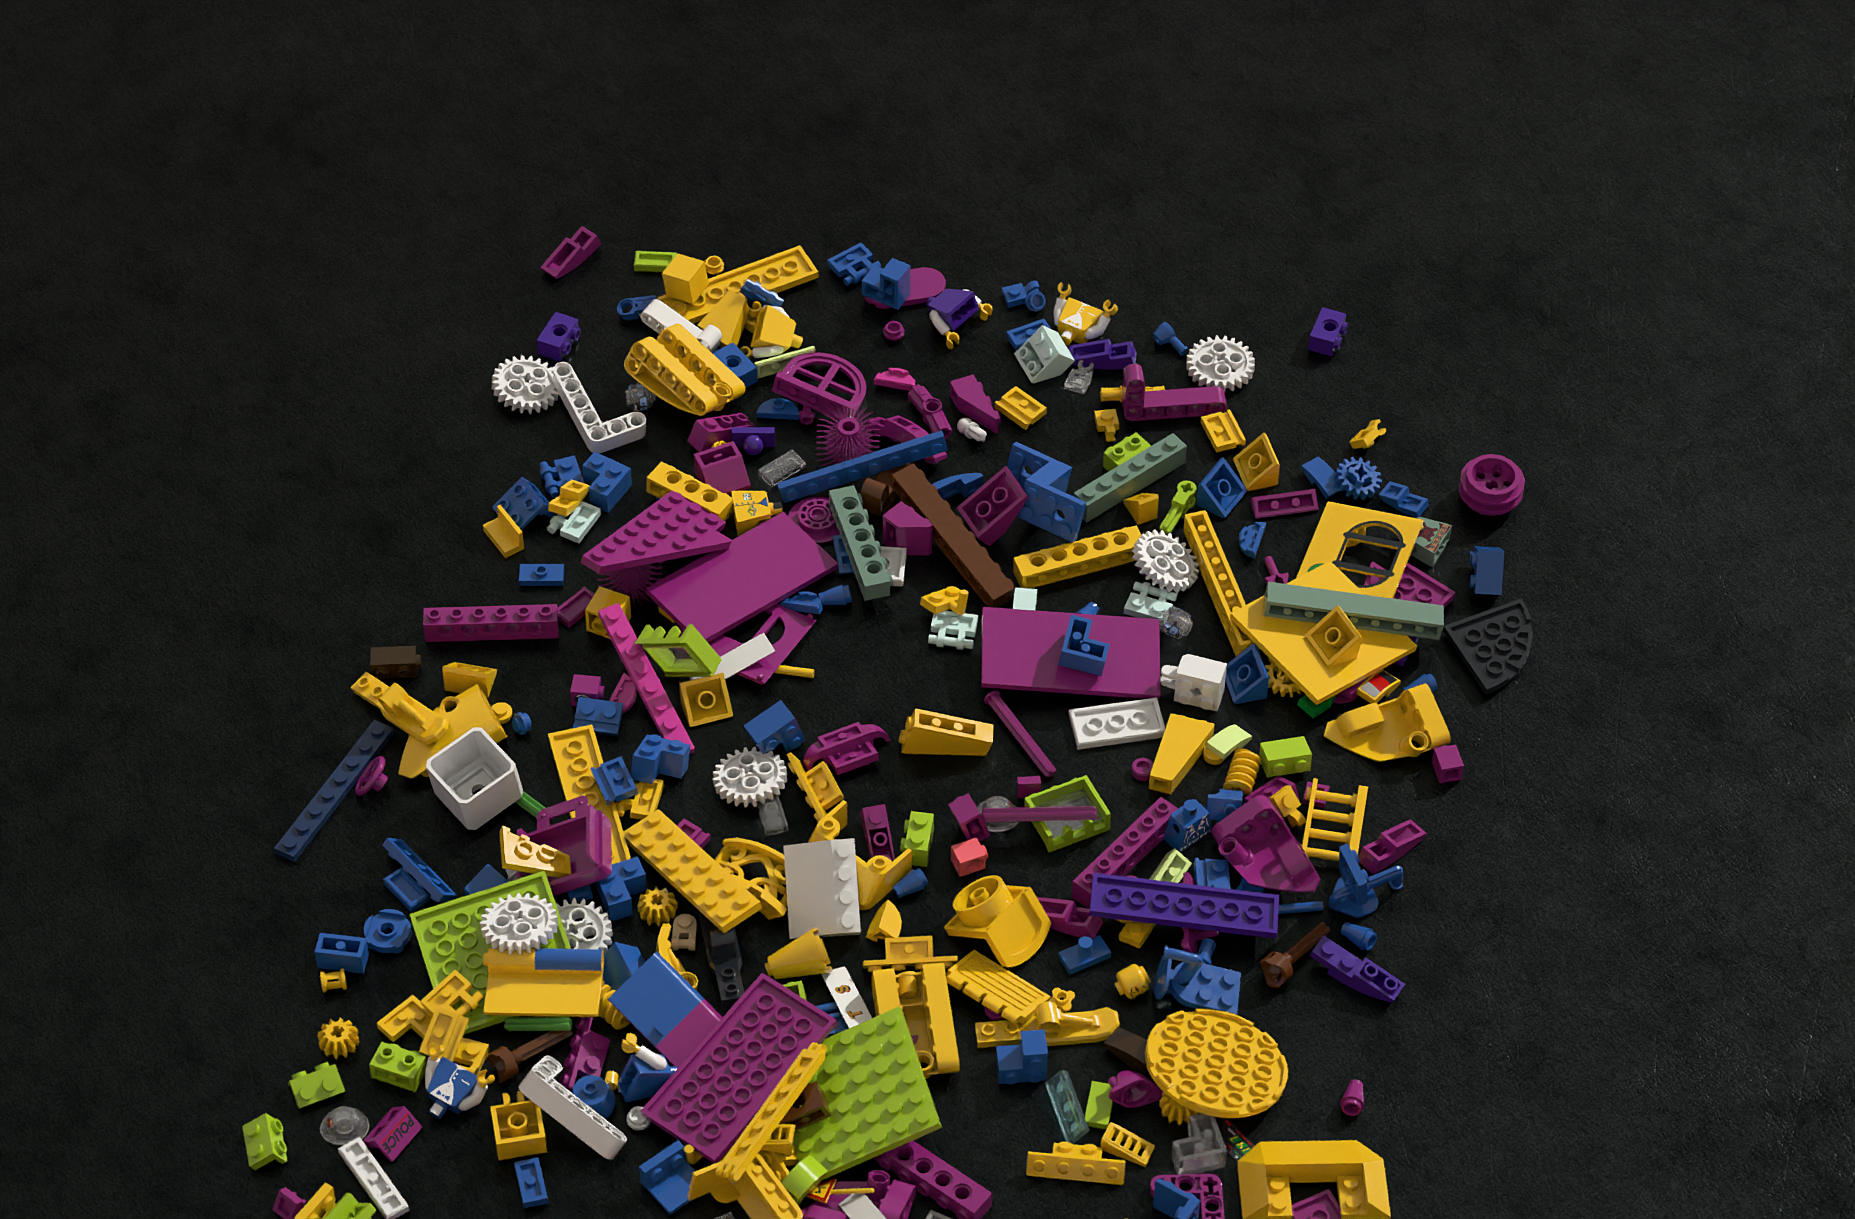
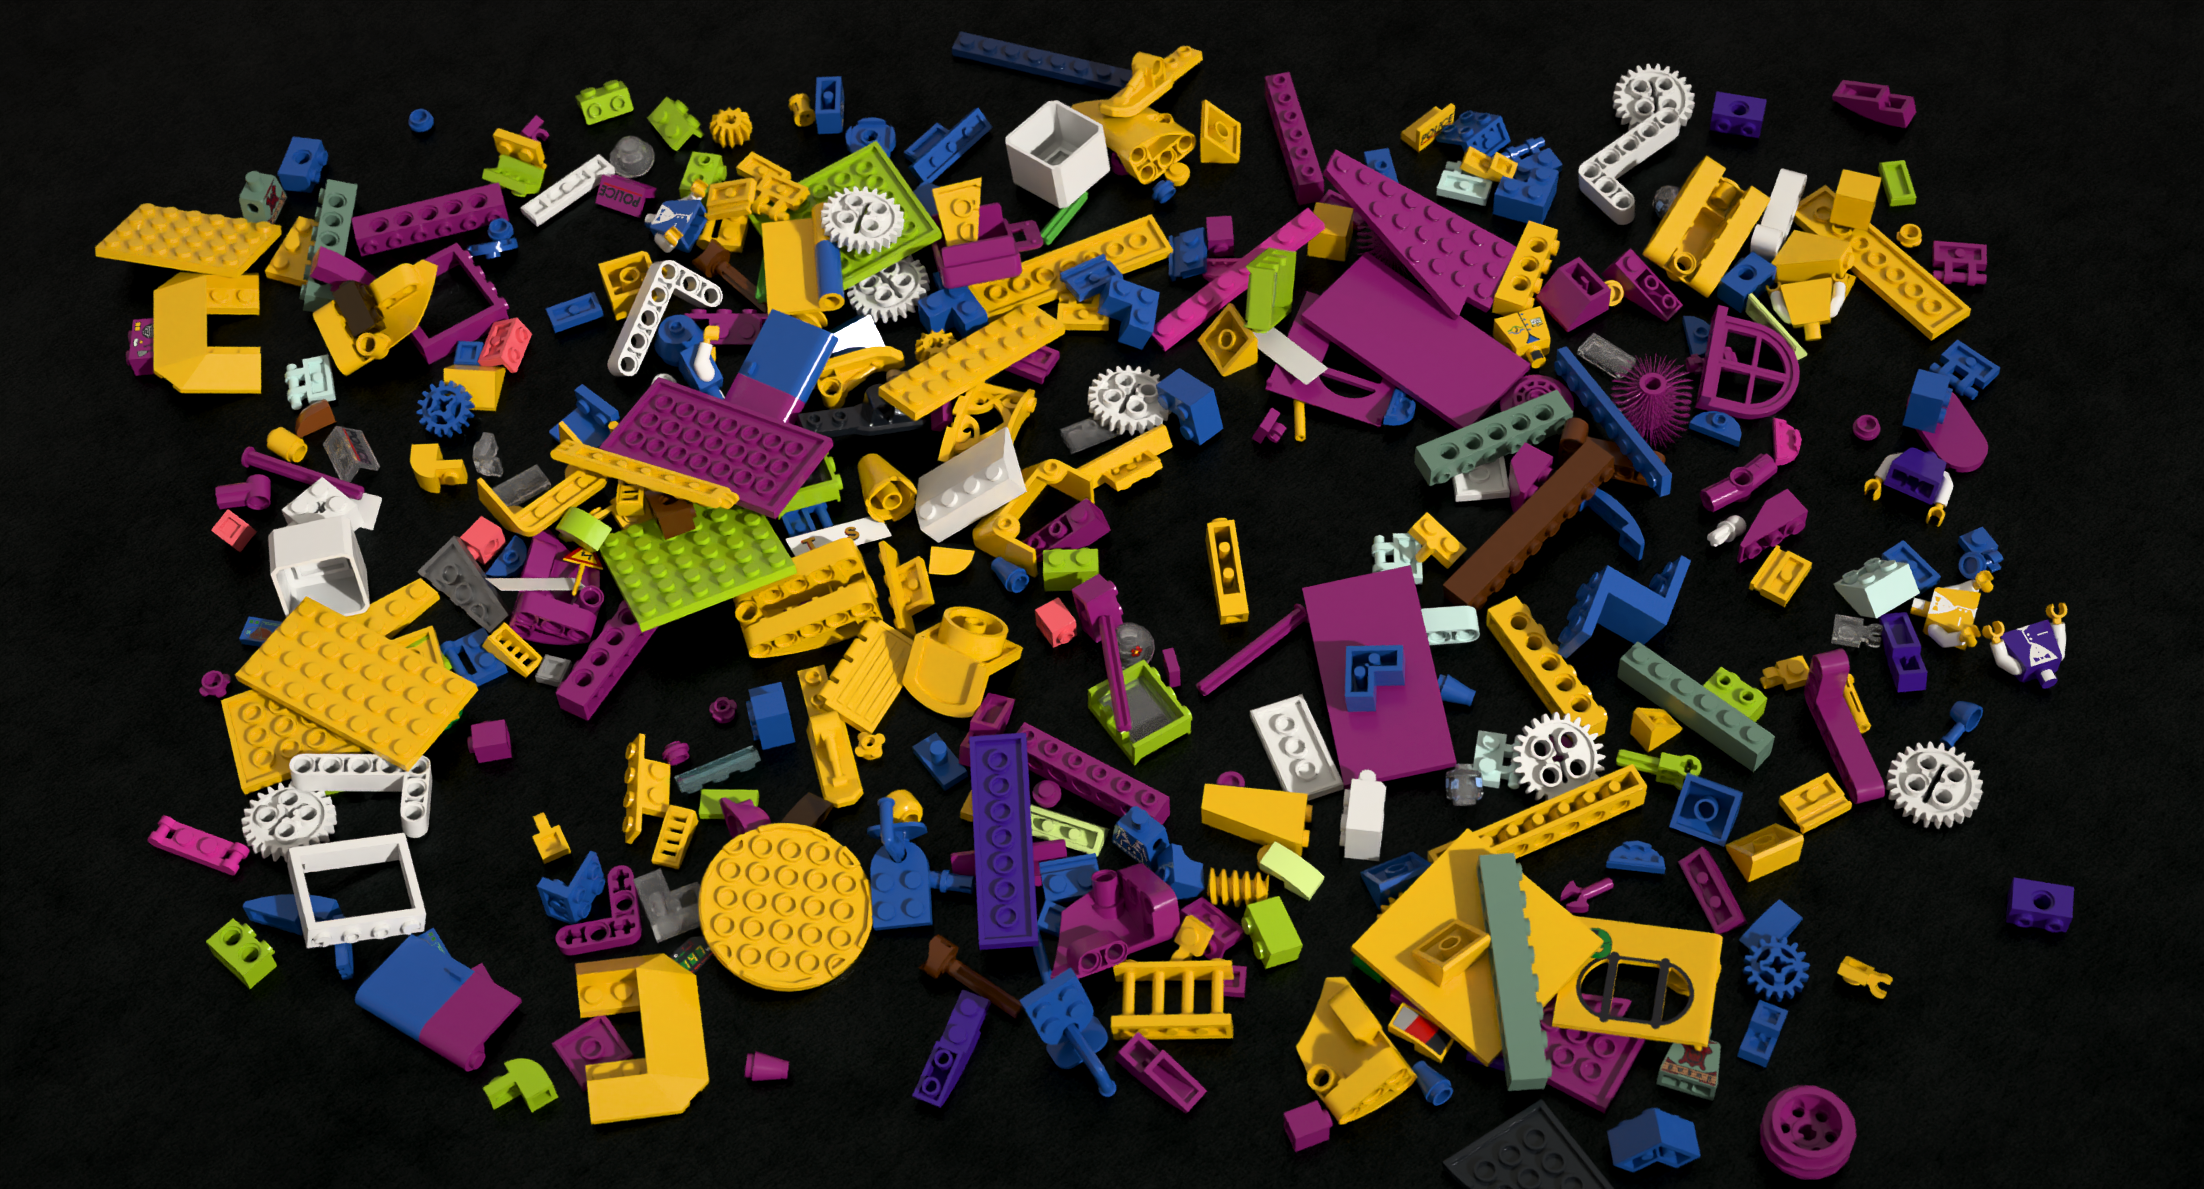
camera: 85 degrees right, 5 degrees up
(372, 777) = (1060, 84): magenta piece -> none
(394, 662) = (1221, 71): dark brown brick -> none
(638, 305) = (1814, 181): blue piece -> none
(744, 240) = (1959, 256): none -> magenta plate
(753, 438) = (1637, 318): dark purple tile -> none
(755, 292) = (1858, 278): blue plate -> none
(801, 689) = (1269, 428): none -> magenta tile
(836, 596) = (1416, 434): blue cone -> none
(846, 747) = (1193, 484): magenta plate -> none
(878, 408) = (1718, 426): none -> blue plate
(901, 431) = (1687, 463): magenta slope -> none
(994, 506) = (1579, 555): magenta slope -> none
(1004, 1106) = (725, 715): none -> magenta plate
(1045, 1136) = (676, 753): none -> magenta plate
(1118, 283) = (2031, 650): none -> torso
(1361, 936) = (1009, 1051): blue cone -> none

